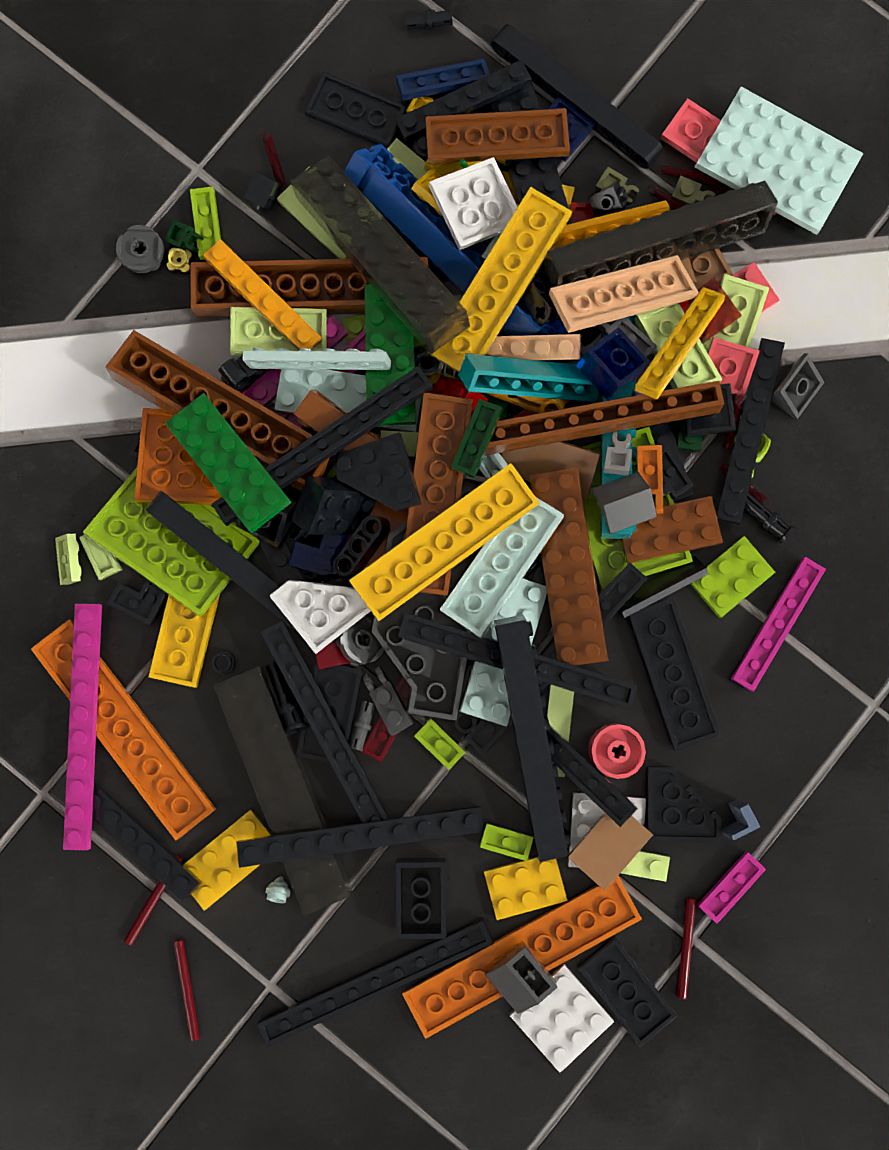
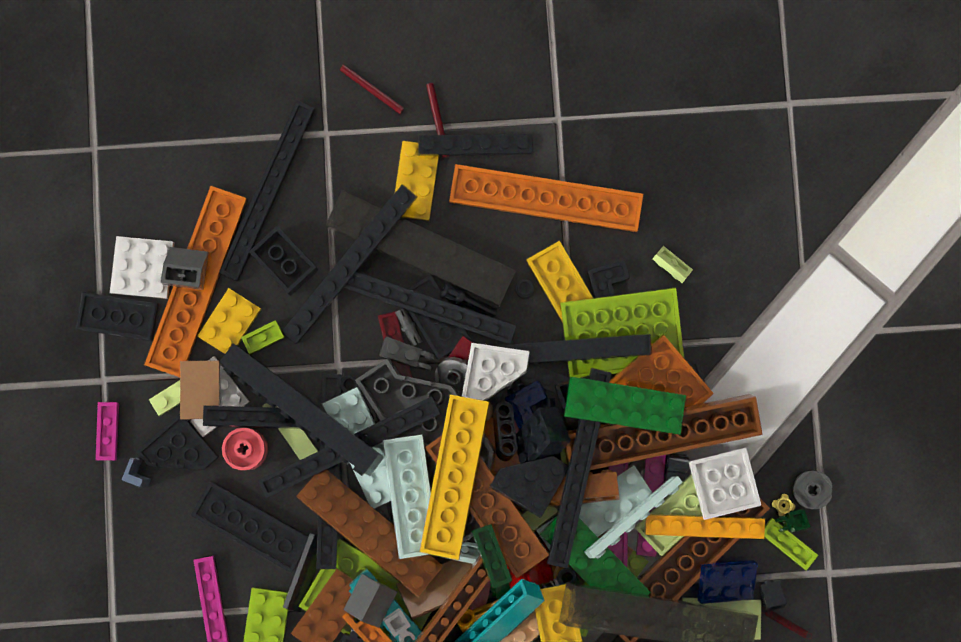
camera: 140 degrees right, 0 degrees up
(82, 727) = (570, 179): dark pink plate -> none
(102, 561) = (651, 281): yellowish green tile -> none
(207, 316) = (724, 483): none -> white plate
(278, 891) = (370, 189): light aqua plate -> none
(290, 236) = (727, 582): none -> clear blue plate
(439, 744) = (353, 358): lime plate -> none
(686, 948) = (103, 372): dark red bar -> none

